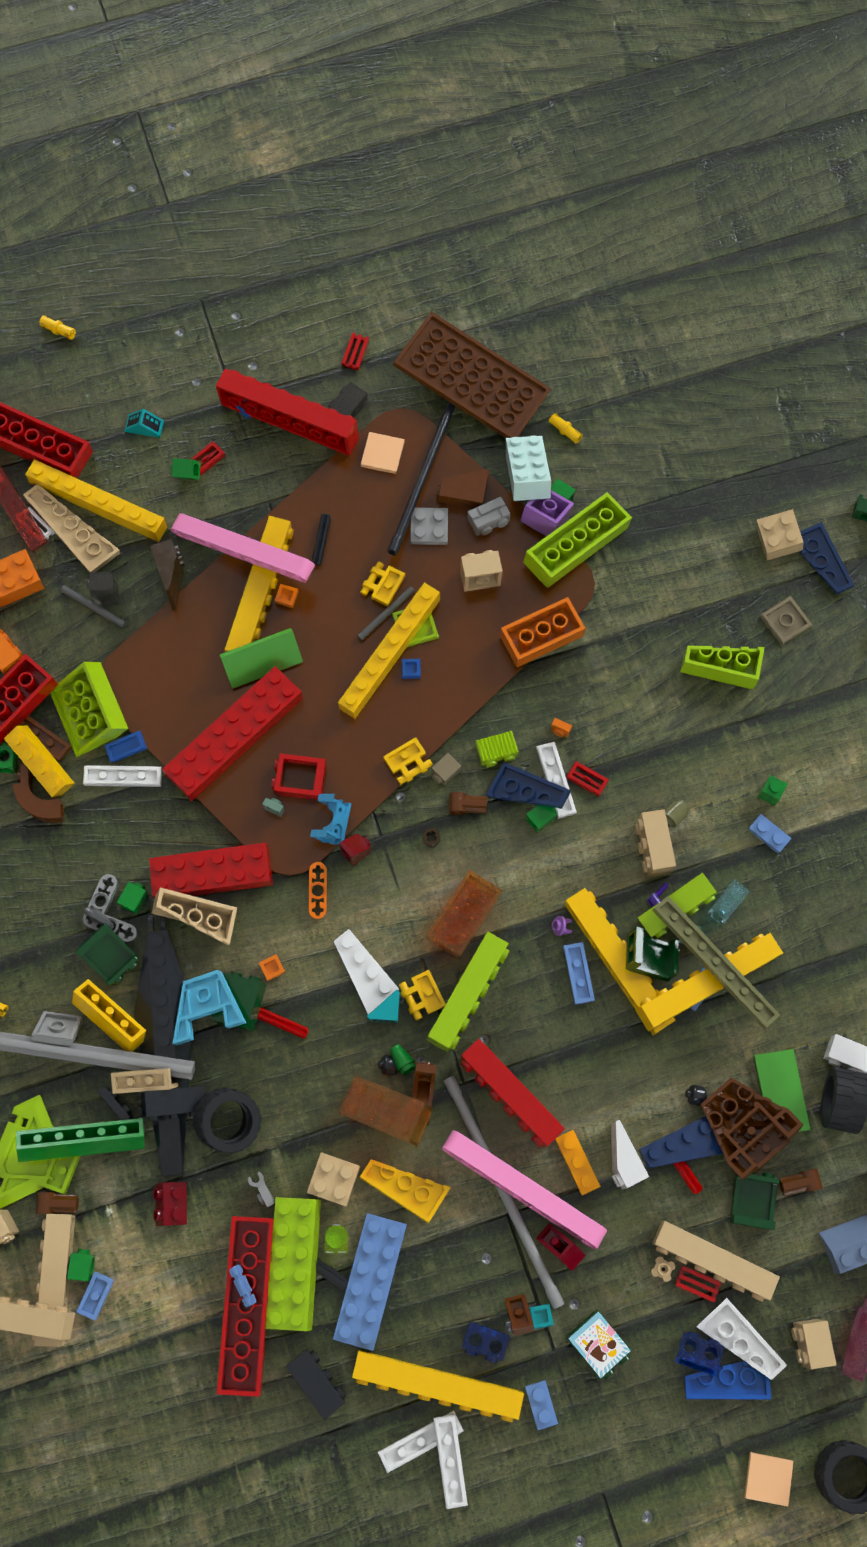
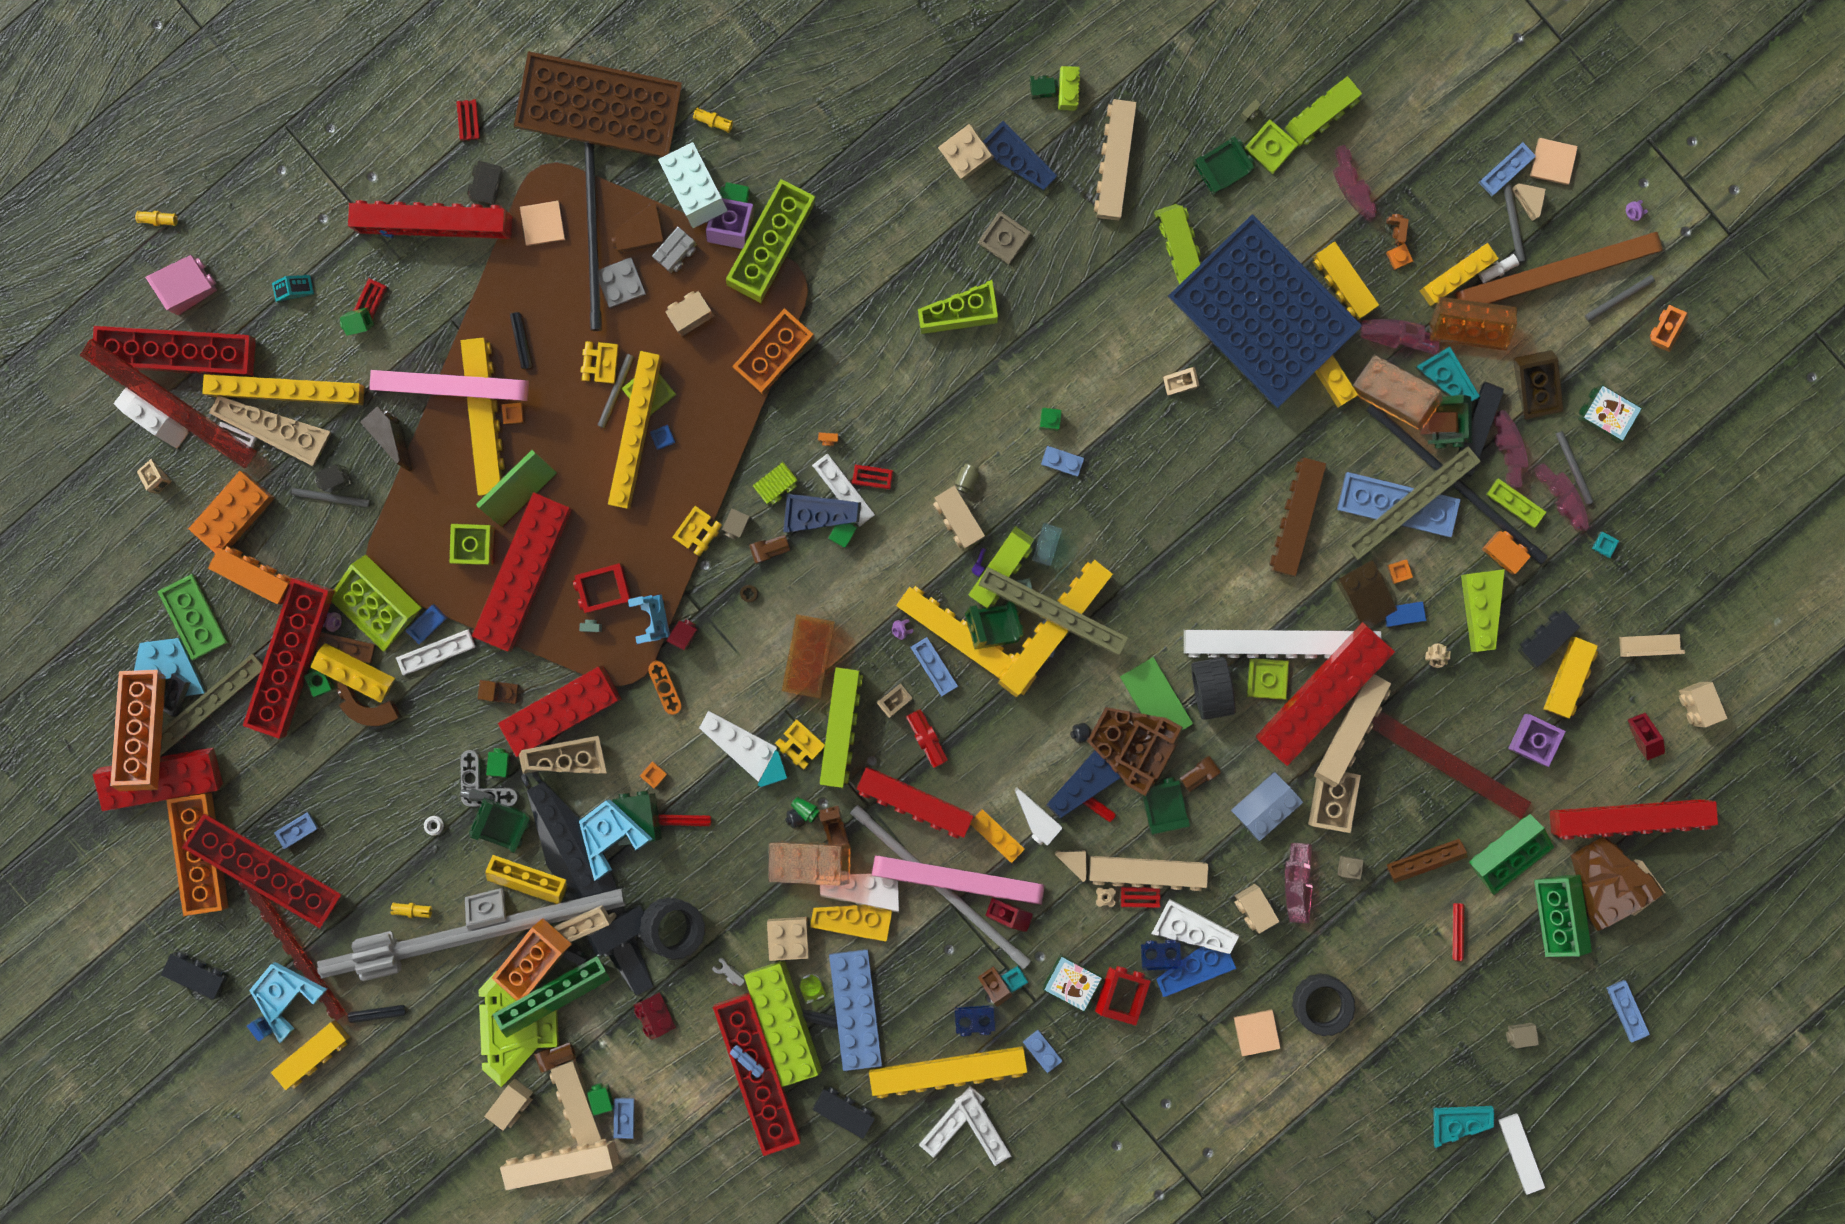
camera: 15 degrees left, 15 degrees up
(42, 927) = (427, 825): none -> white plate
(43, 711) = (332, 621): none -> medium lavender plate
(52, 384) = (182, 284): none -> bright pink slope
(78, 1094) = (531, 960): none -> orange brick
(162, 833) = (498, 691): none -> reddish brown slope
(199, 690) = (471, 544): none -> lime brick
(427, 1162) = (866, 890): none -> white wing
(528, 990) = (894, 700): none -> tan slope
(545, 1038) = (926, 738): none -> red piece
(631, 1369) = (1108, 989): none -> red window
(645, 1219) = (1075, 861): none -> tan slope

